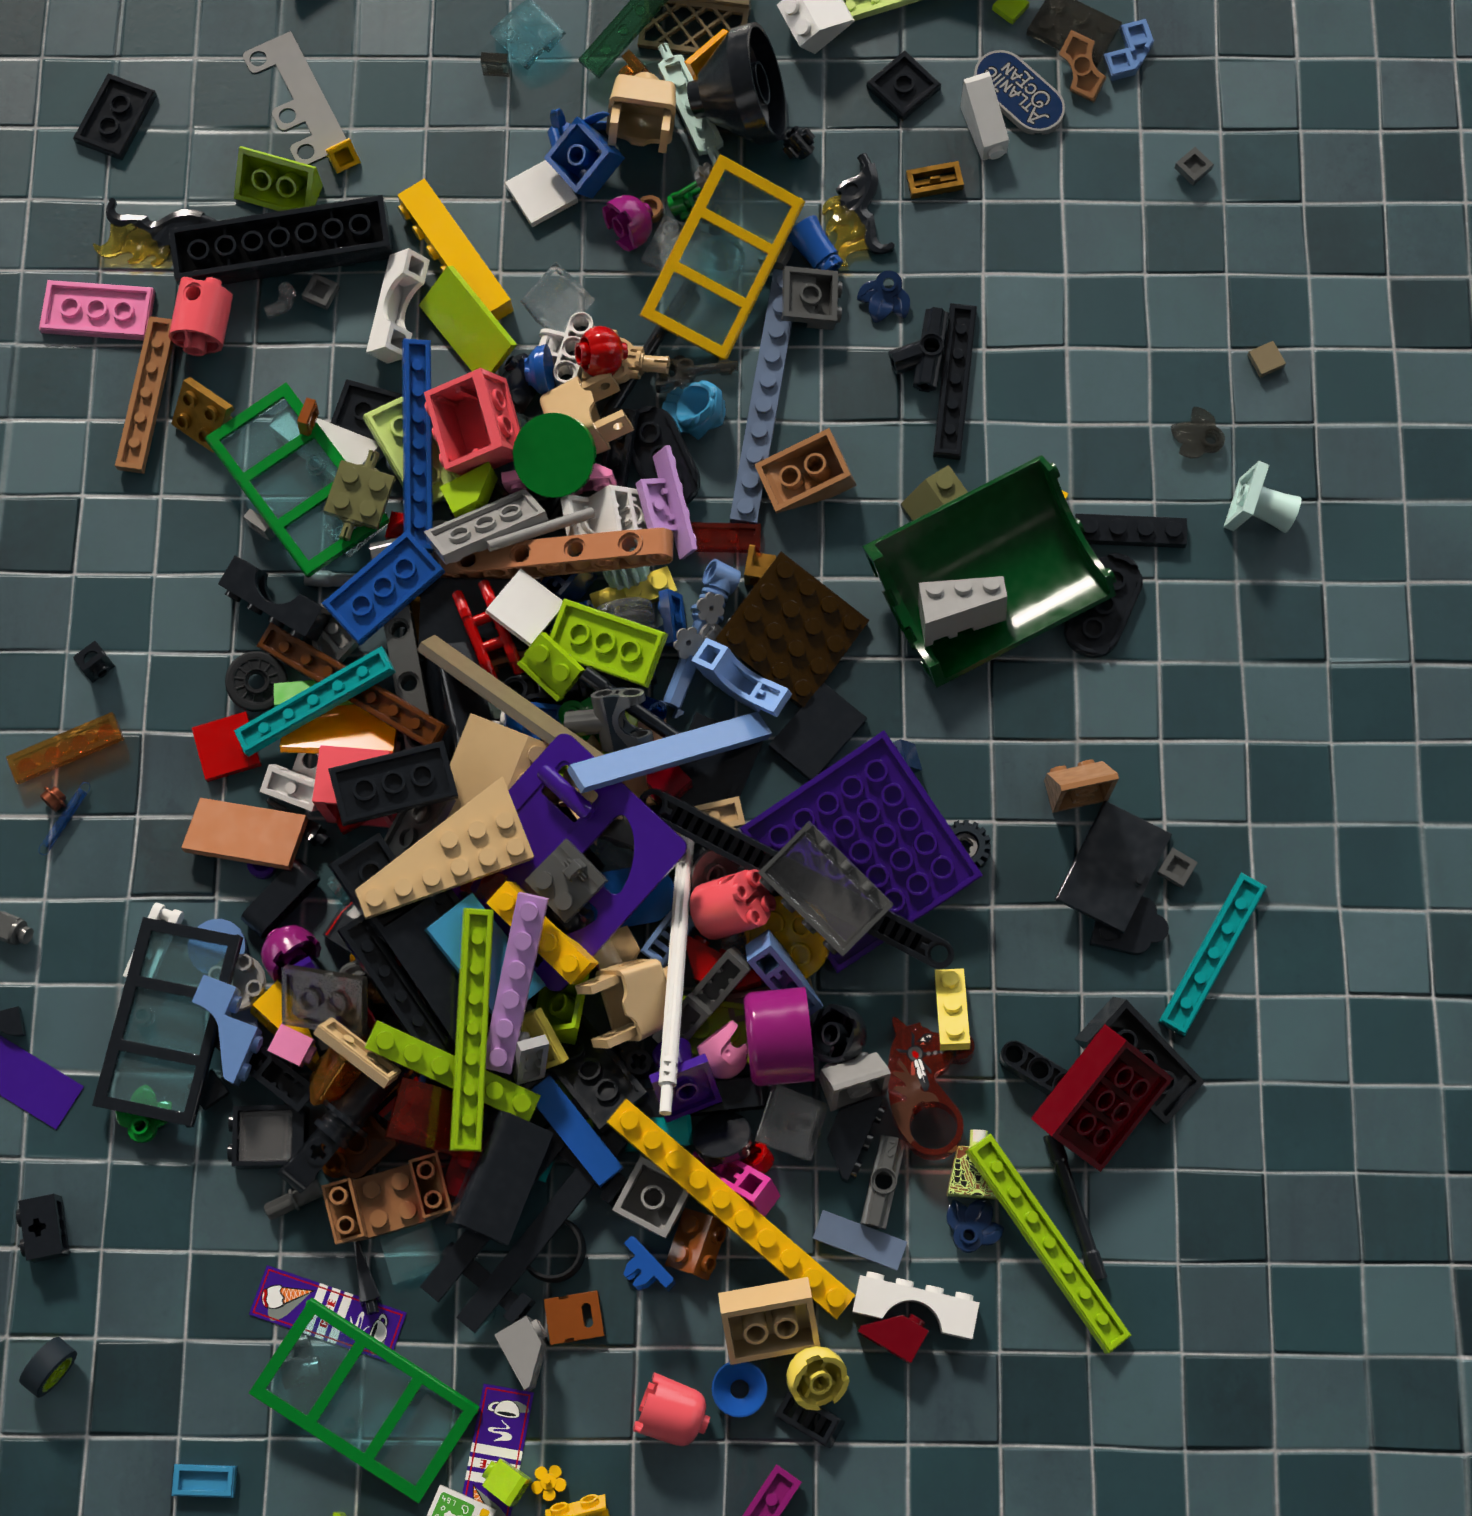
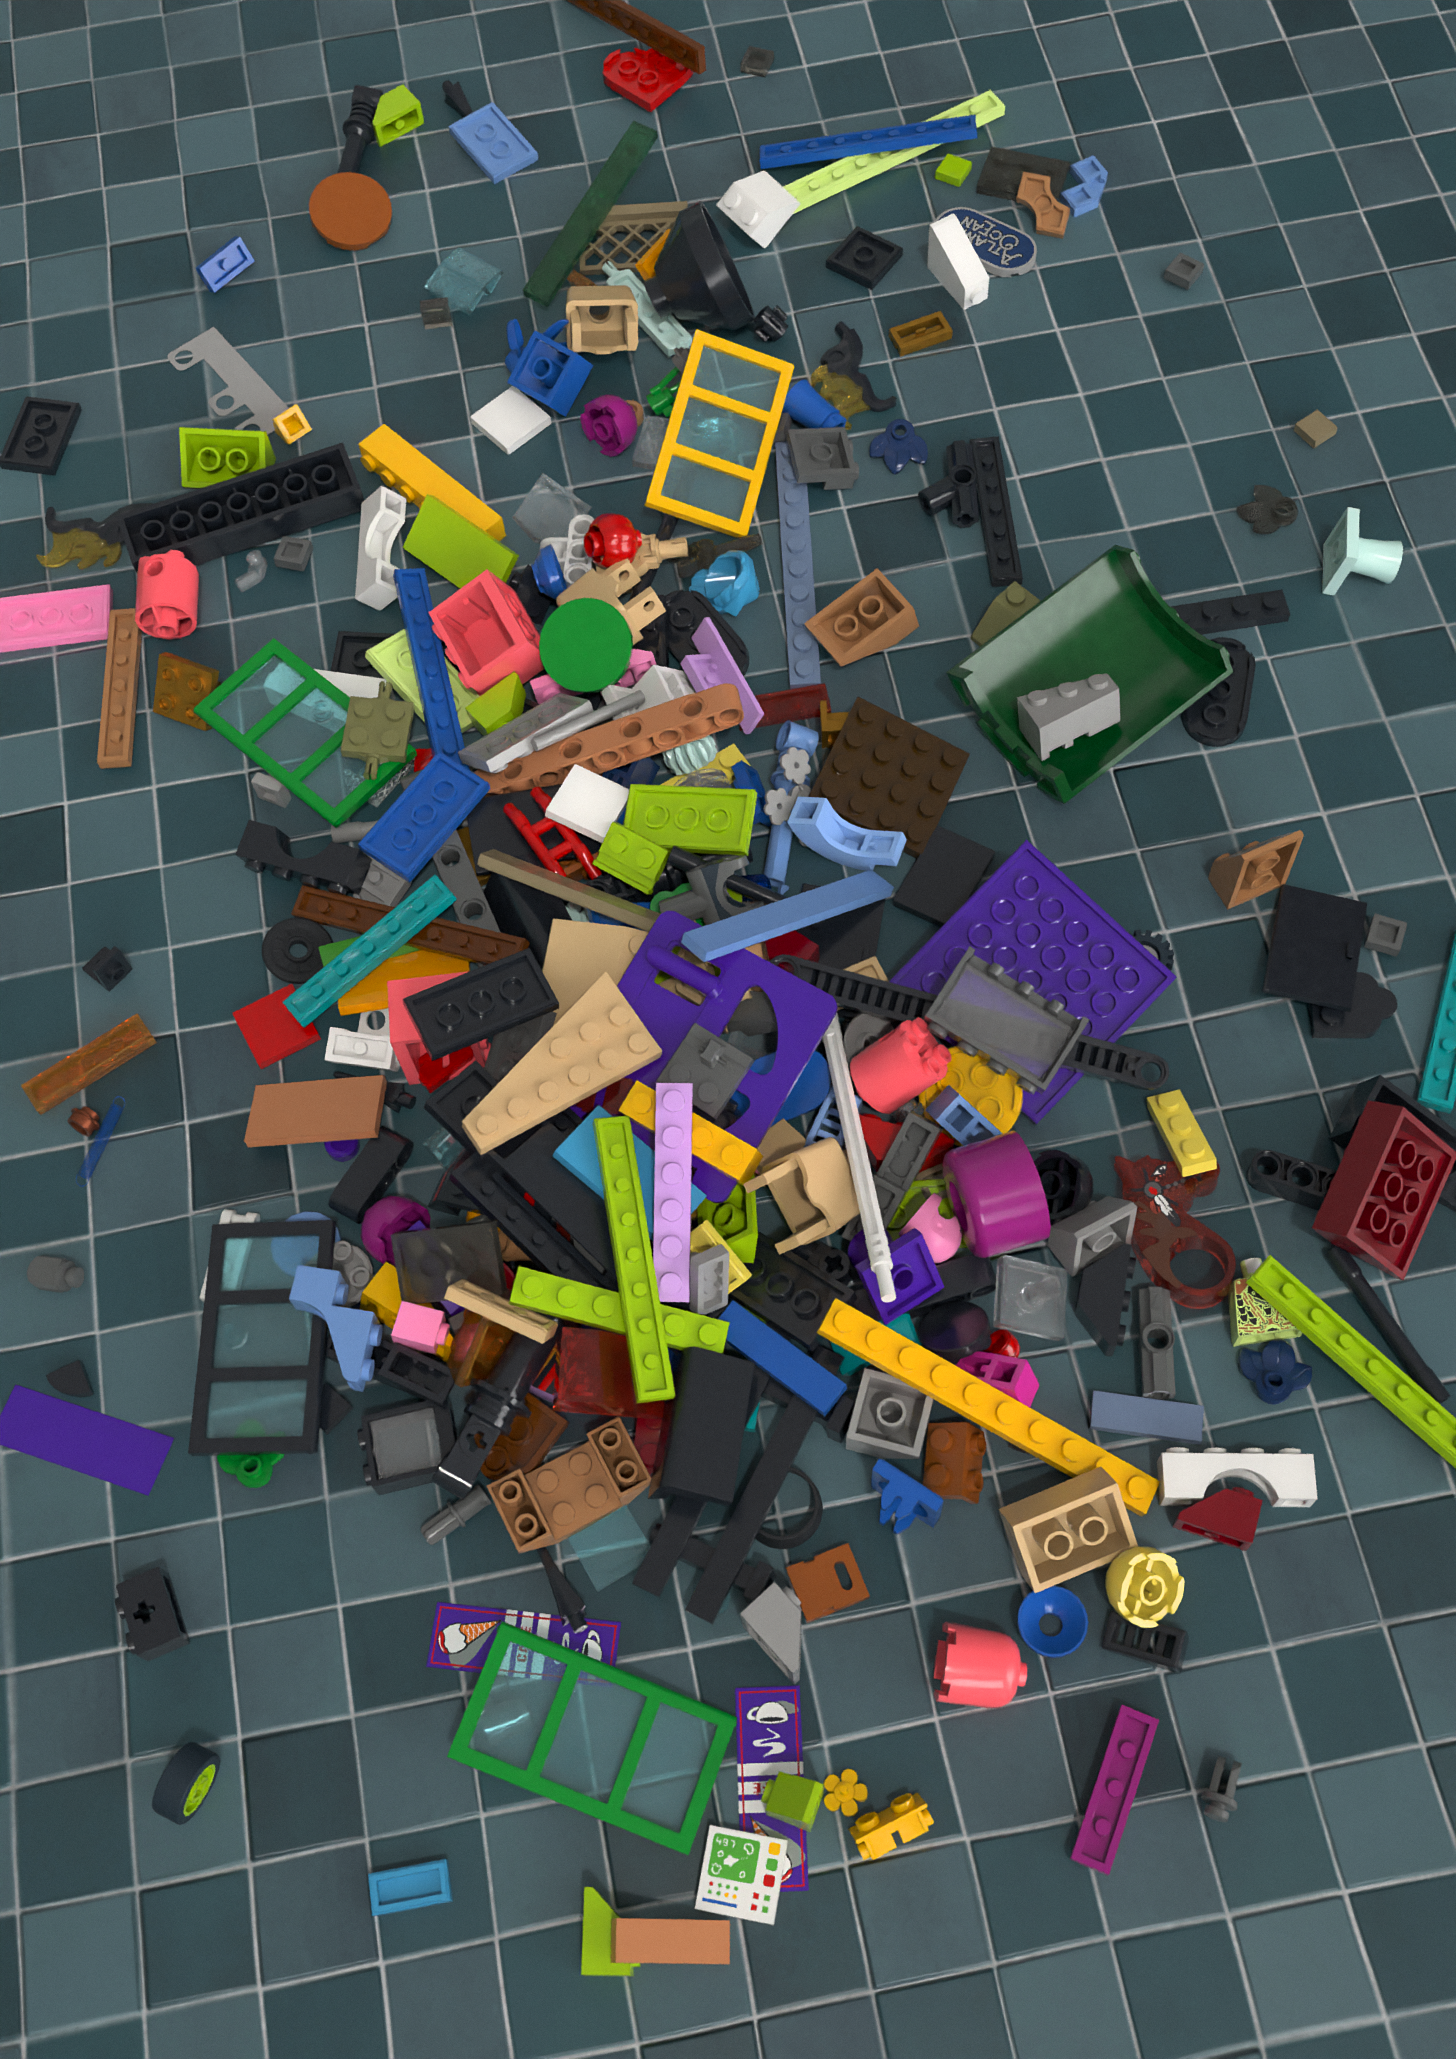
camera: 10 degrees left, 10 degrees down
(308, 417) = (305, 662): dark orange tile -> none

